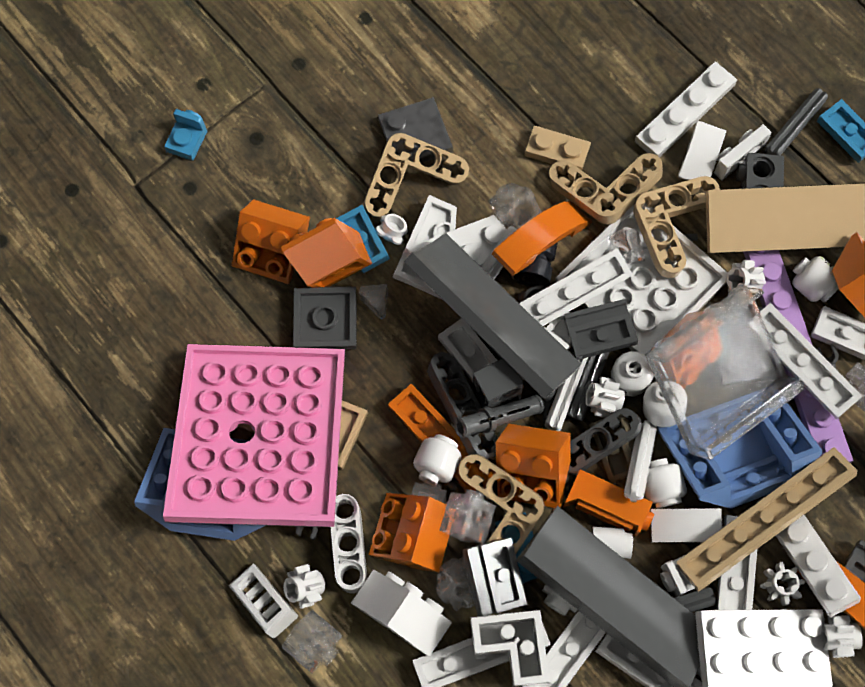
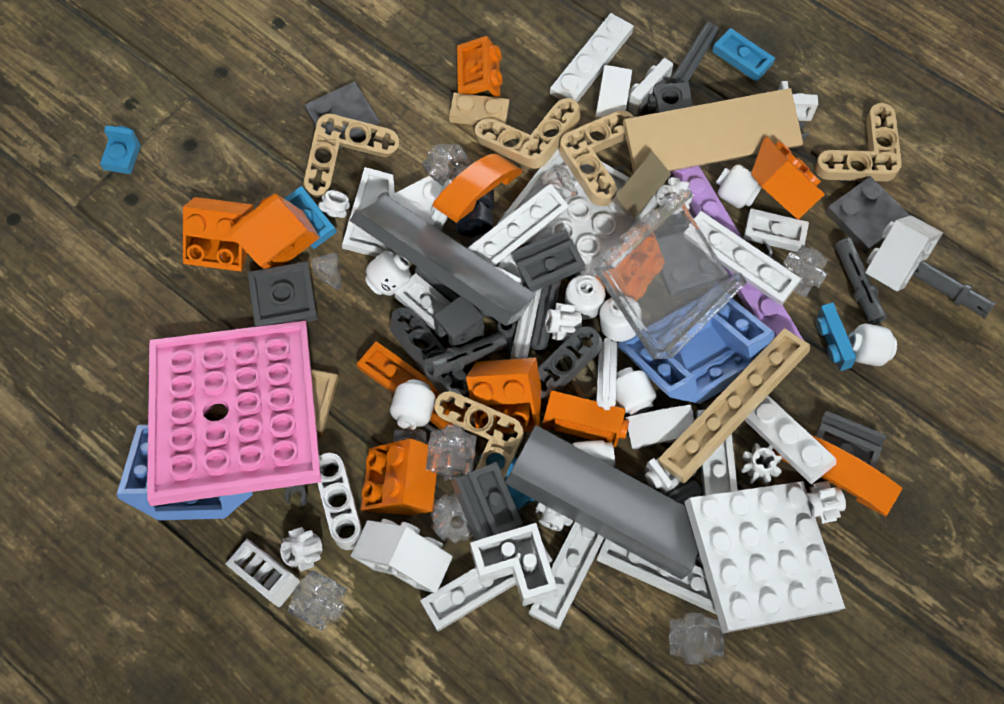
camera: 15 degrees left, 5 degrees down
(433, 315) = (388, 273): none -> white head
(565, 102) = (479, 67): none -> orange bracket
(712, 264) = (641, 186): none -> dark tan slope

